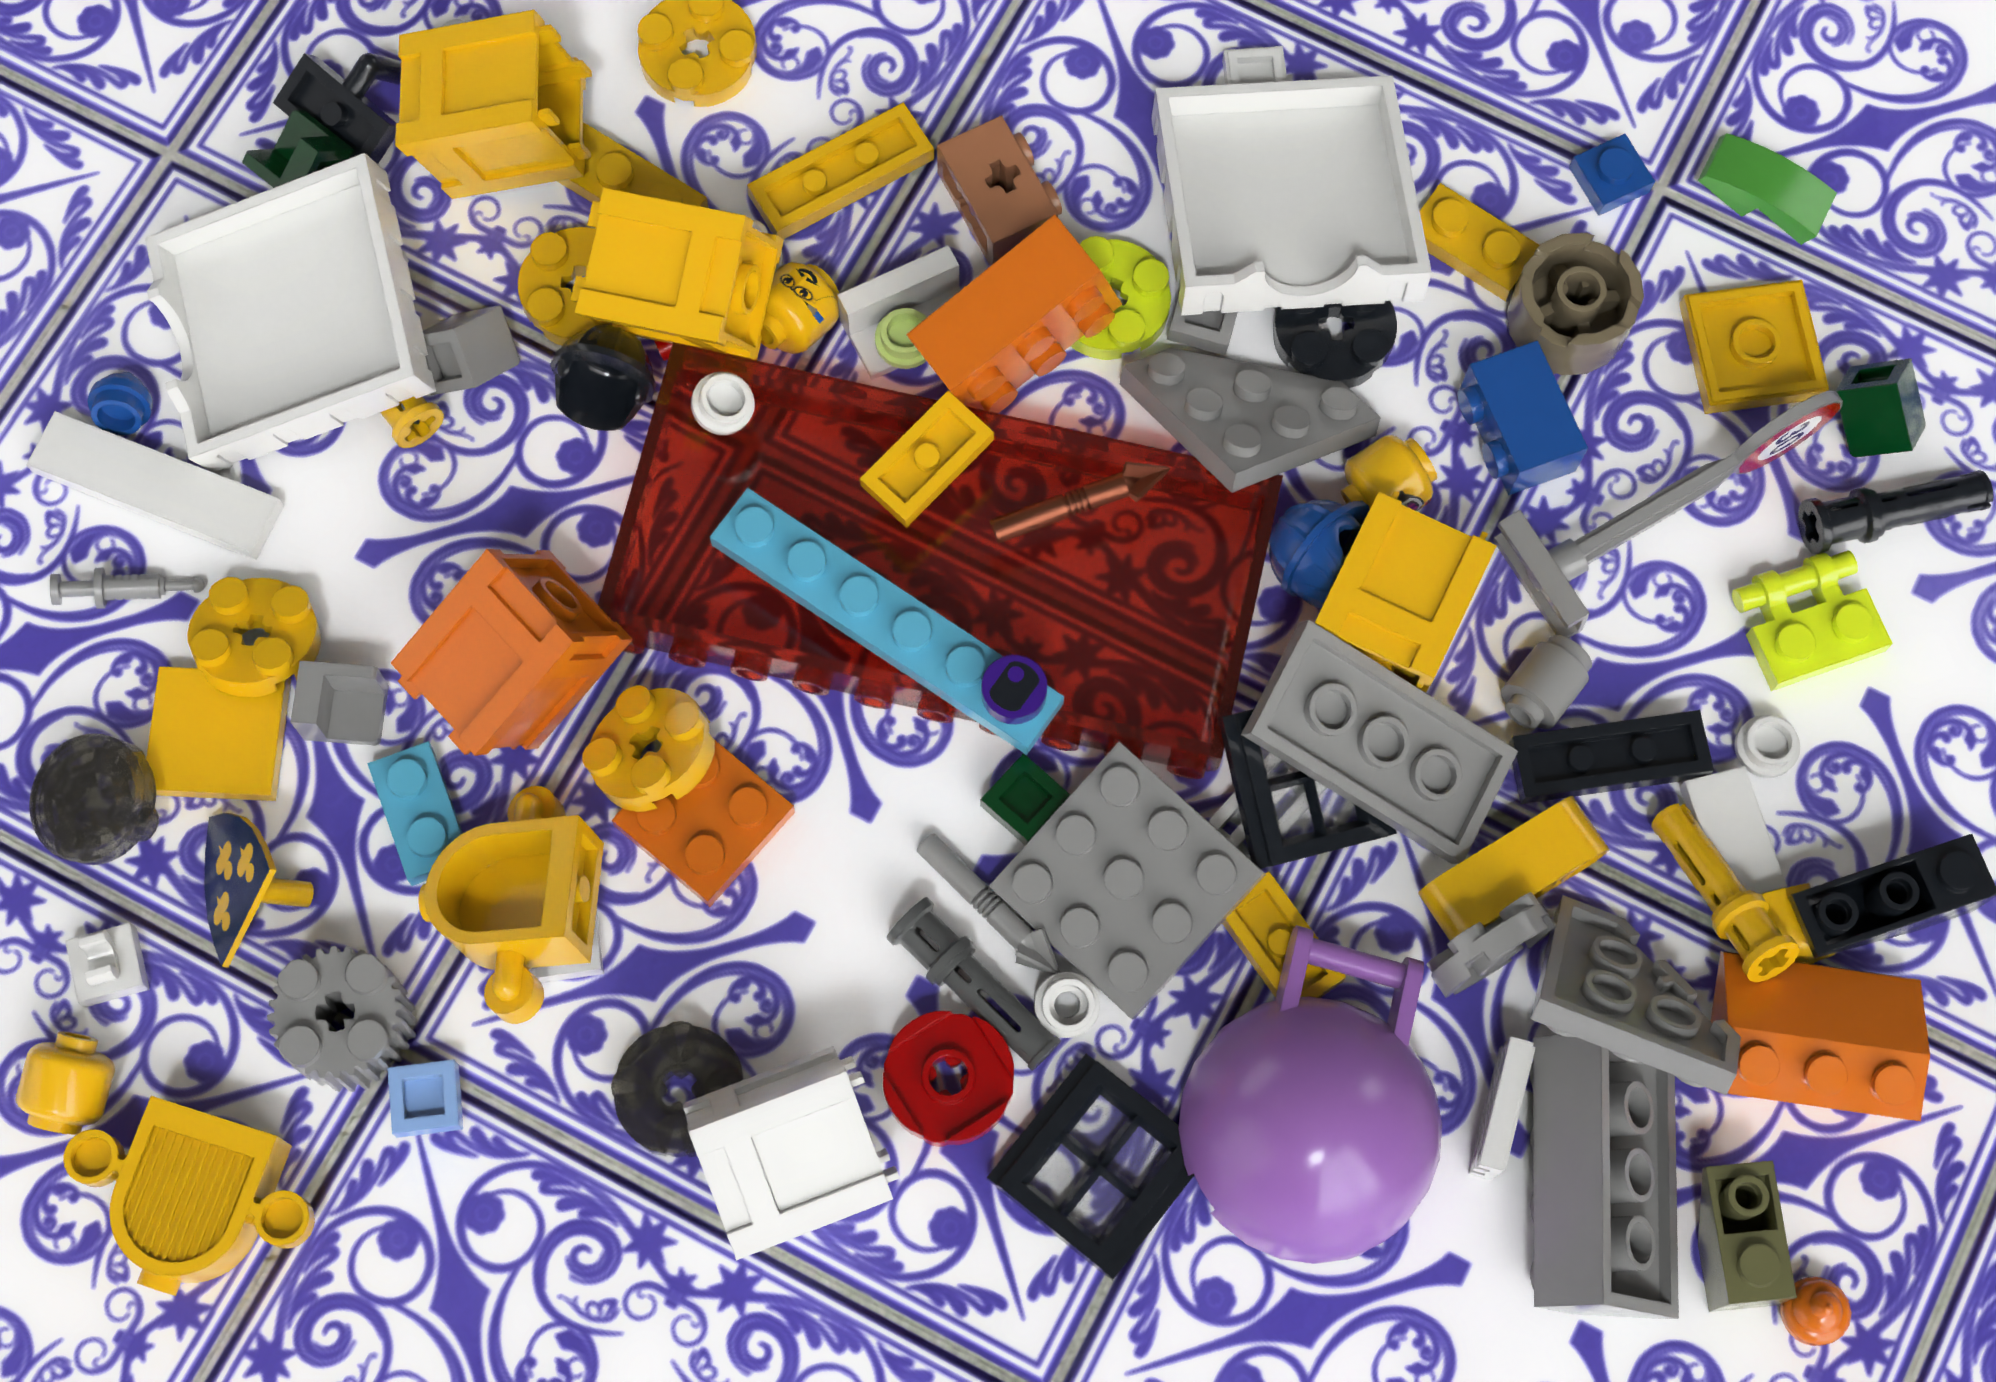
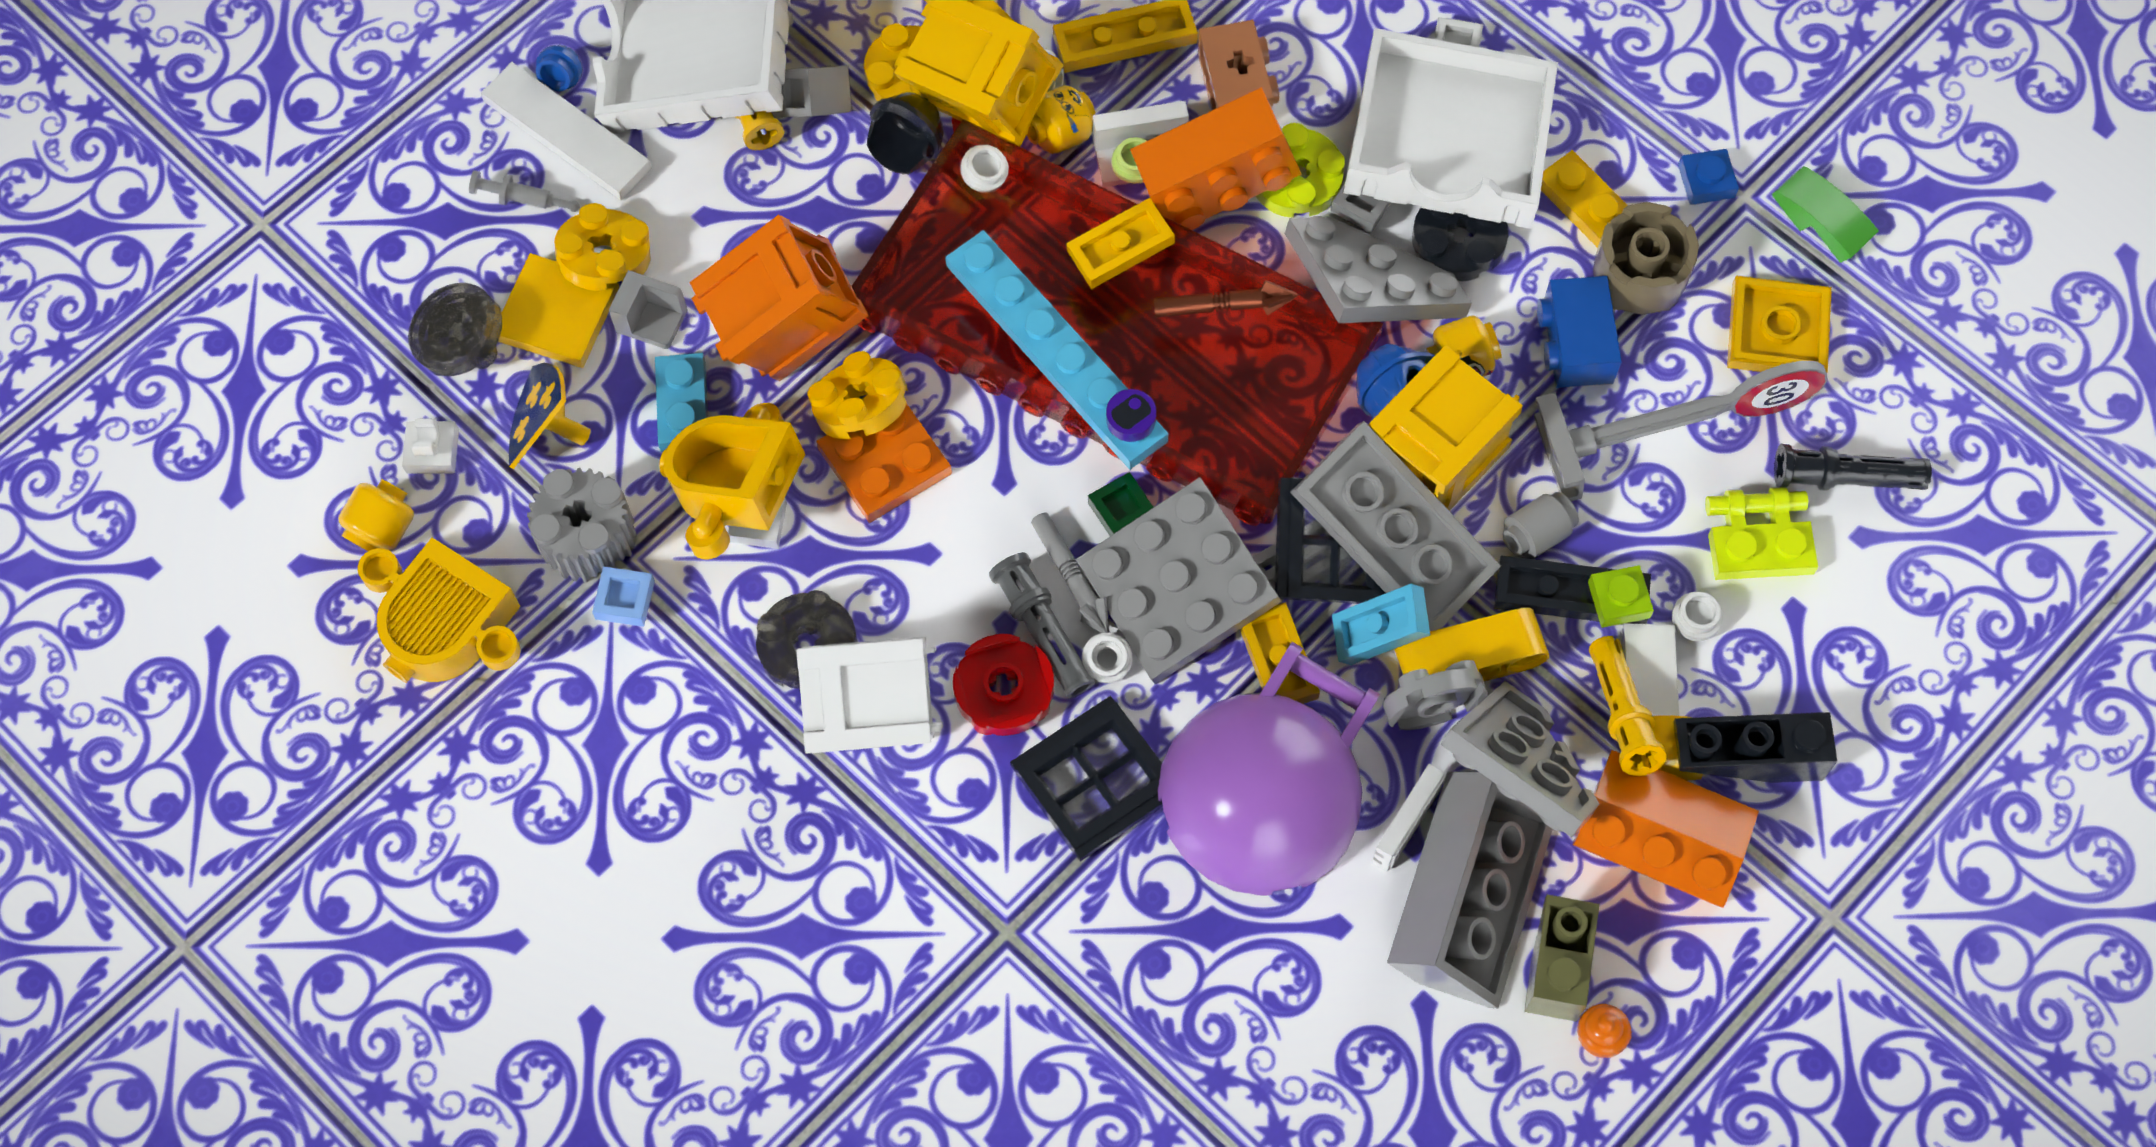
camera: 20 degrees right, 5 degrees down
(1397, 870) = (1381, 624): none -> medium azure plate
(1675, 751) = (1620, 596): none -> lime plate
(1881, 408) = (1863, 394): dark green panel -> none

